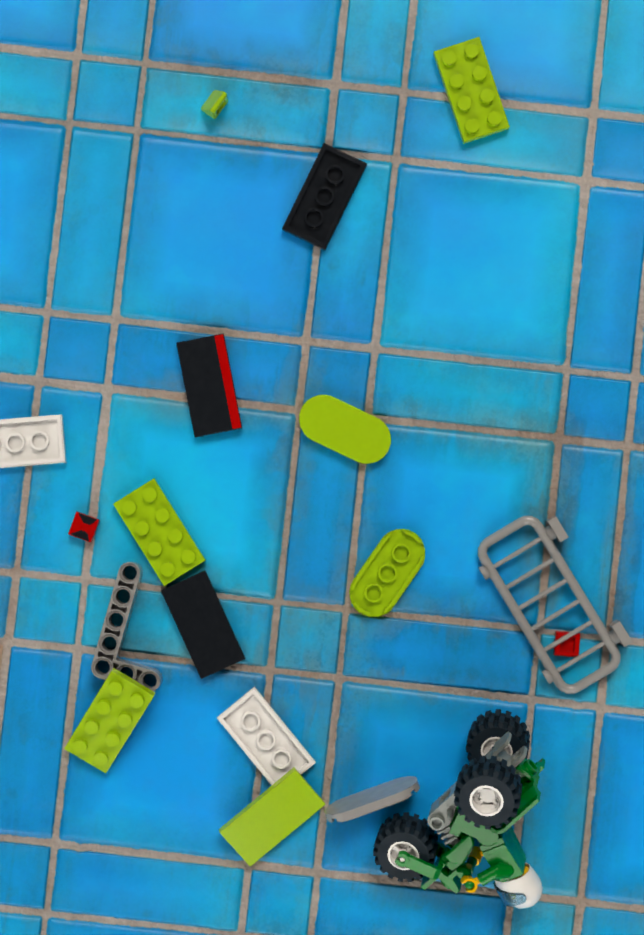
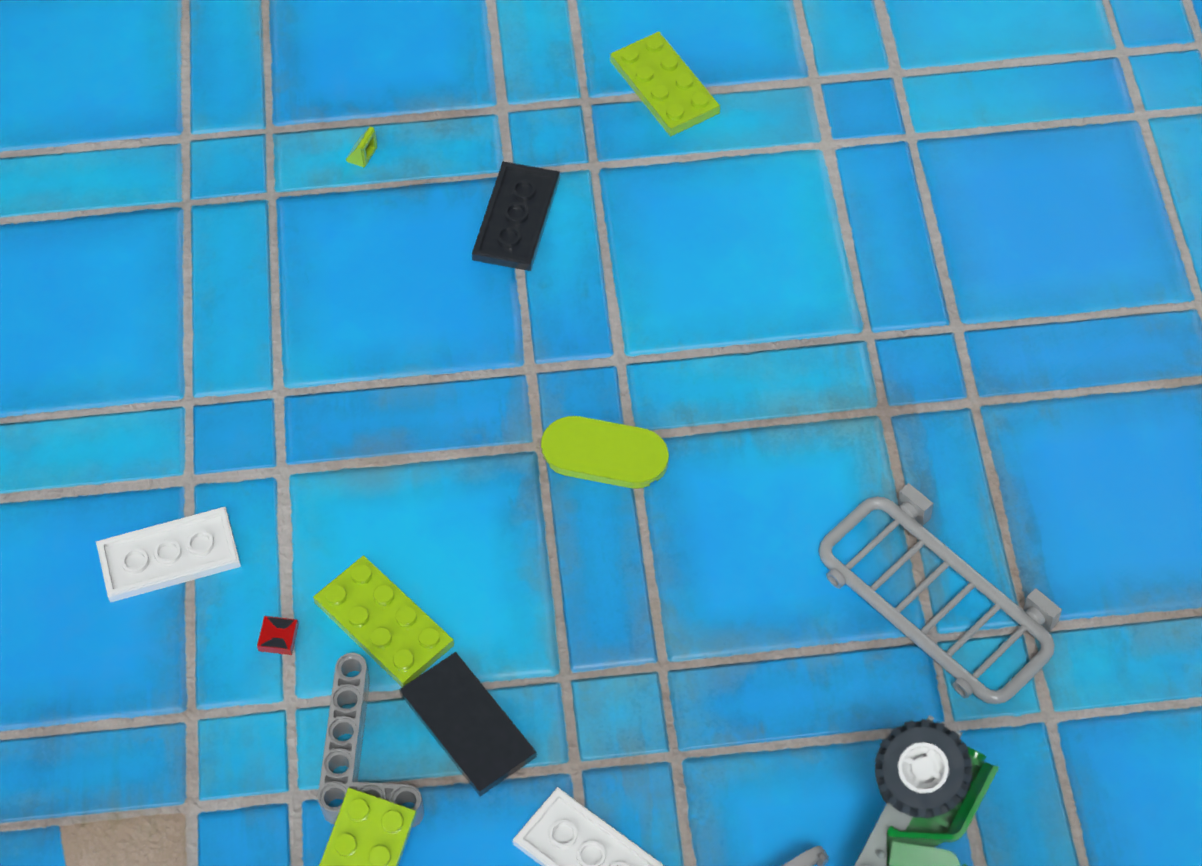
camera: 10 degrees left, 30 degrees down
(209, 385) = (416, 438): black tile -> none
(387, 572) = (705, 608): lime tile -> none
(569, 647) = (978, 647): red tile -> none

